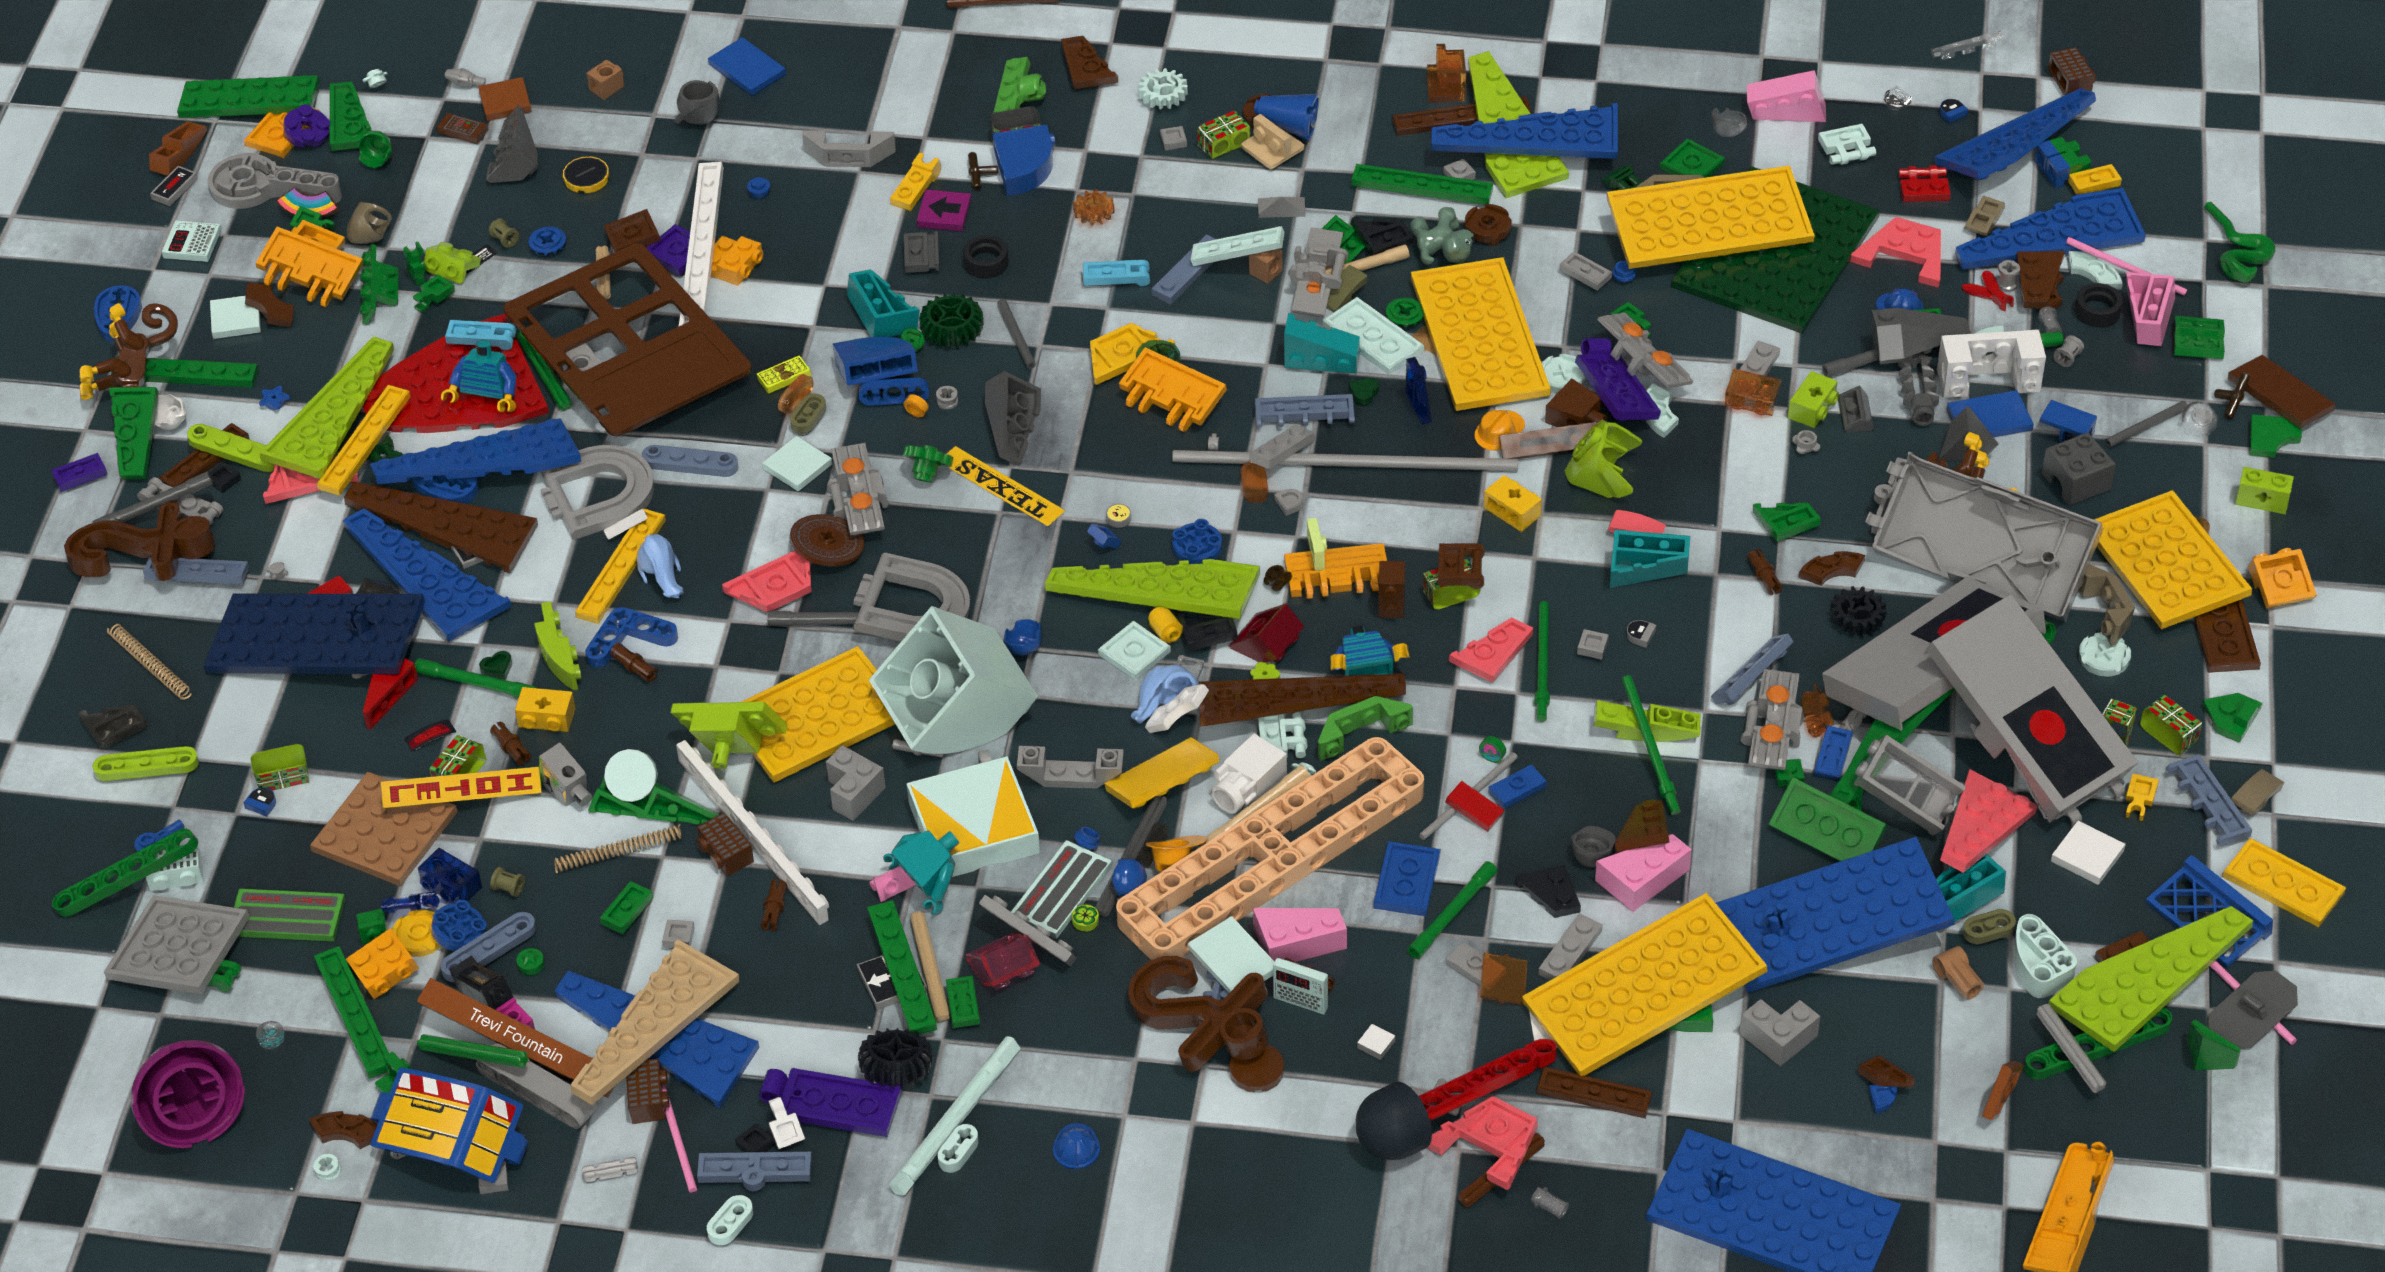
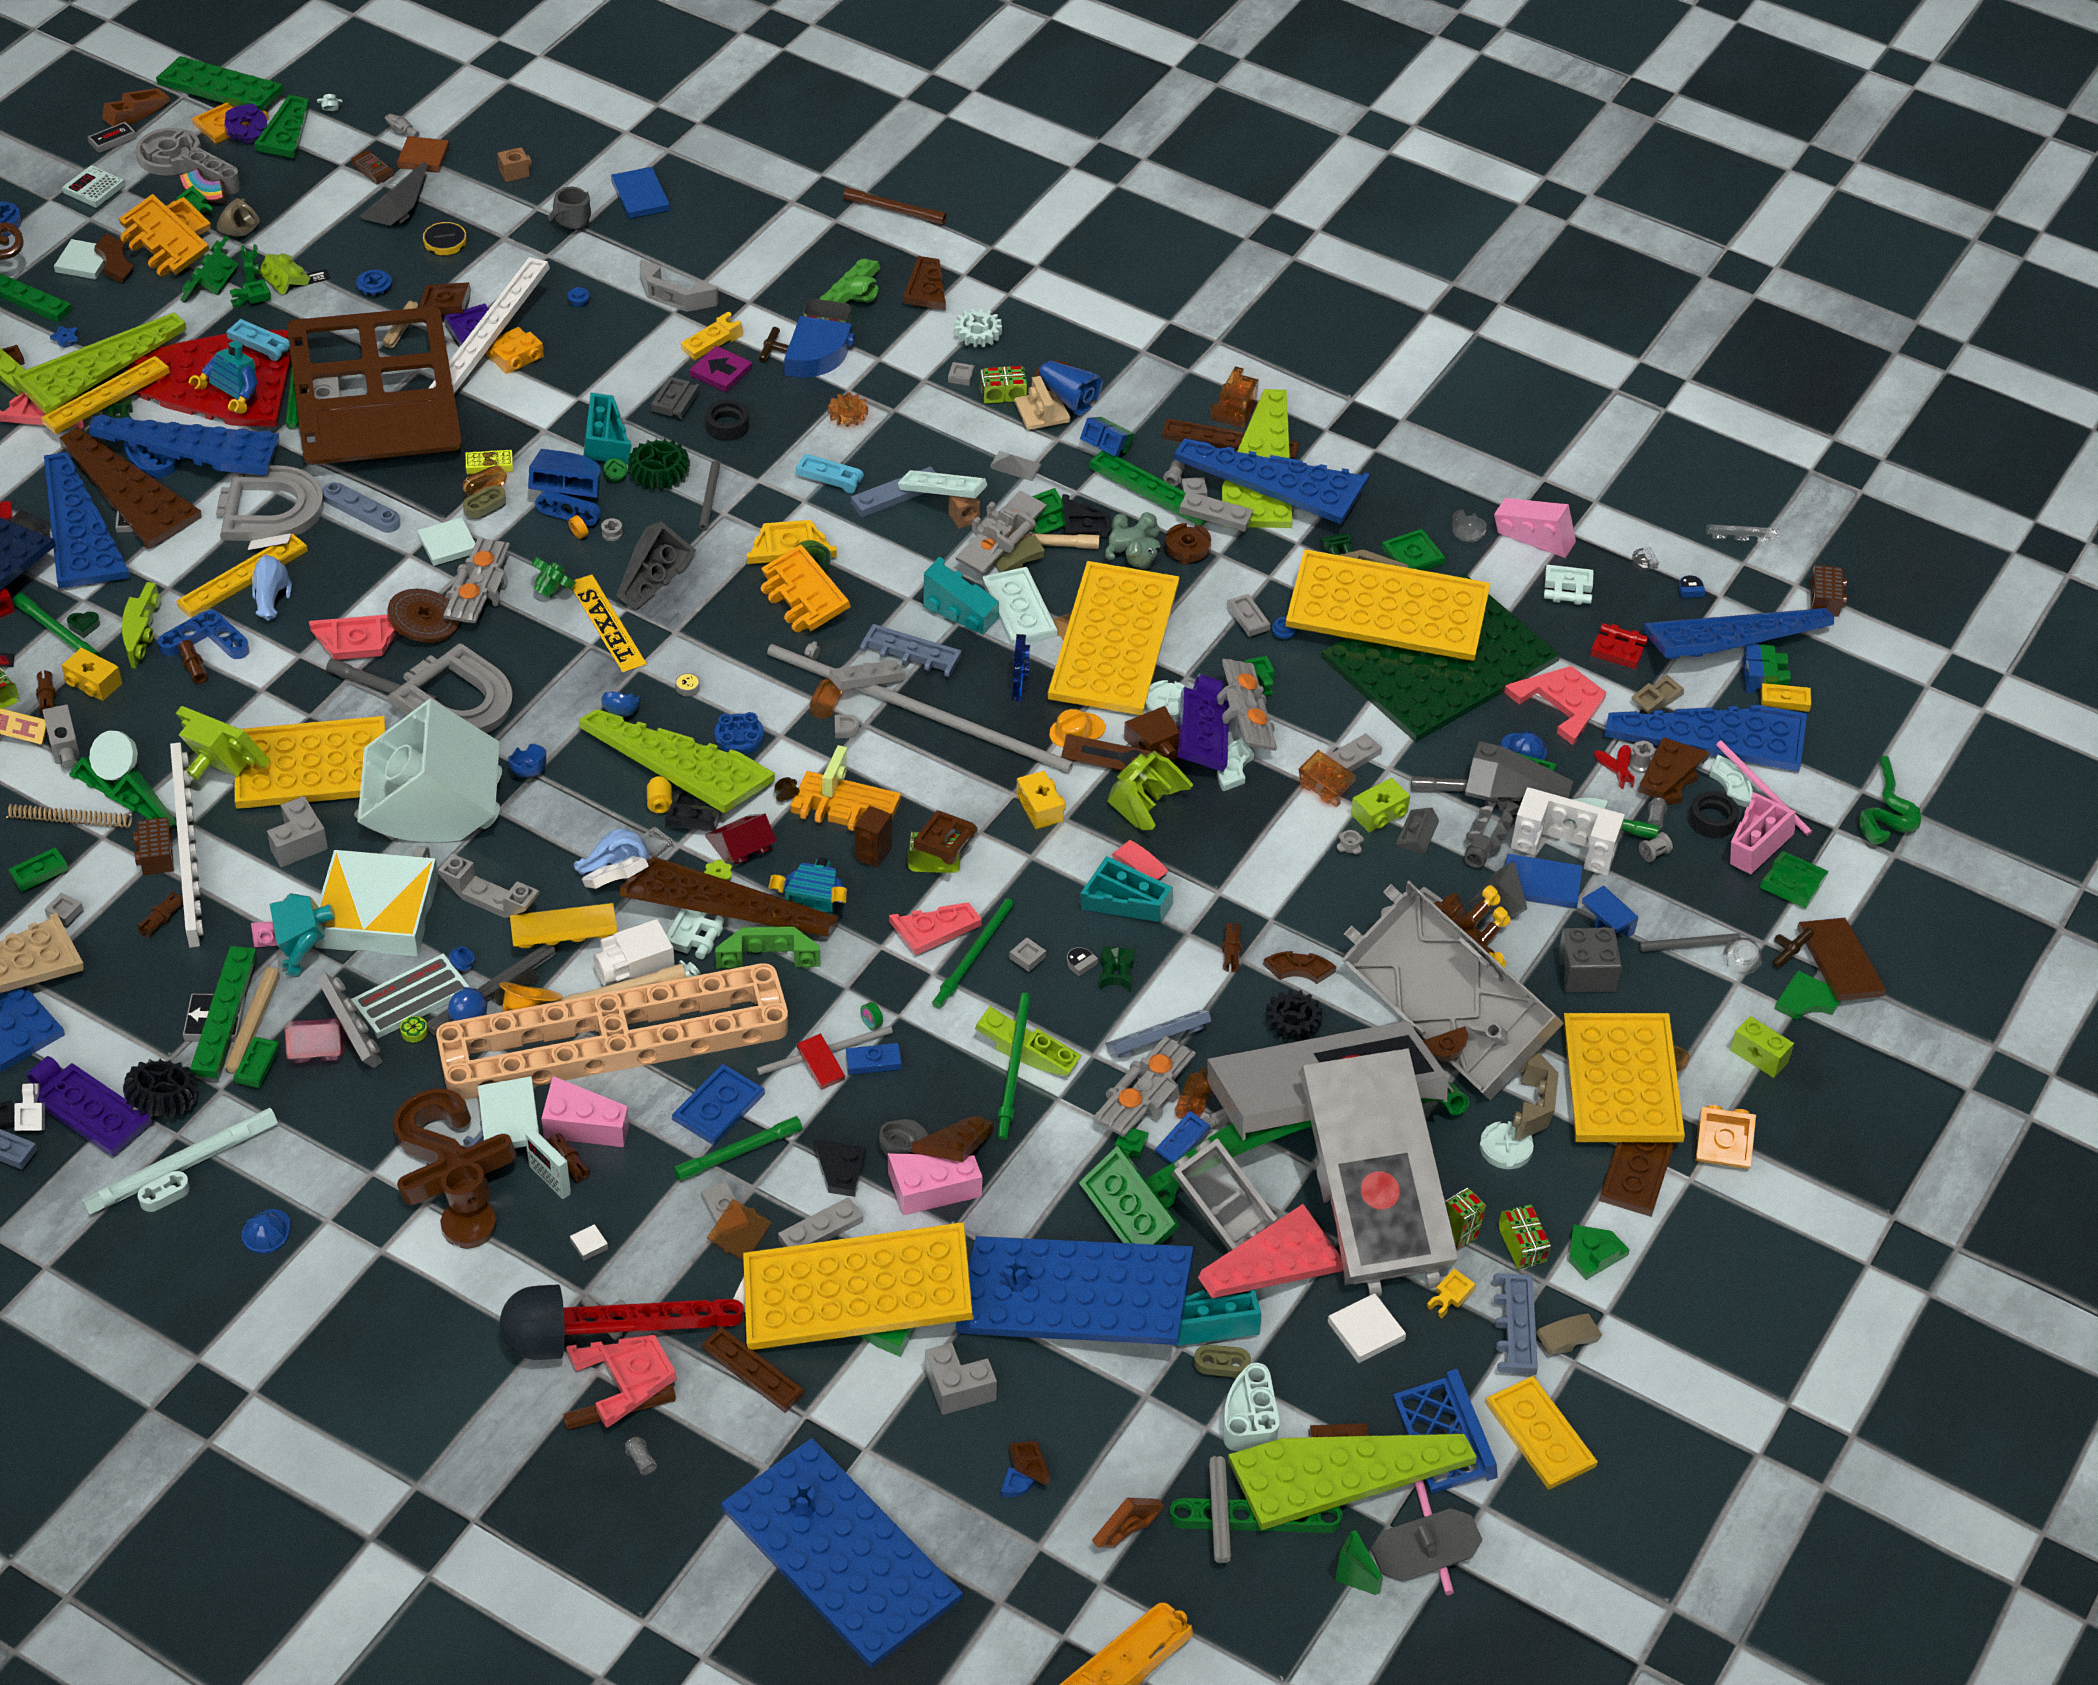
camera: 20 degrees right, 0 degrees up
(374, 149) = (287, 159): green hair -> none
(503, 234) = (343, 262): olive bush -> none
(1073, 554) = (620, 704): none -> blue hair
(1103, 536) = (660, 697): blue plate -> none
(1134, 650) = (620, 807): light aqua tile -> none
(1361, 149) = (1107, 436): none -> blue hips
(1364, 390) = (977, 651): dark green tile -> none
(1407, 306) = (1066, 589): green gear -> none
(1433, 162) = (1173, 475): none -> light grey pin
(1498, 185) = (1216, 511): none -> light grey plate
(1676, 619) = (1116, 960): none -> dark green piece
(1787, 519) = (1285, 906): green wing -> none
(1955, 966) = (1164, 1387): medium nougat piece -> none
(2012, 582) = (1448, 1045): none -> reddish brown plate

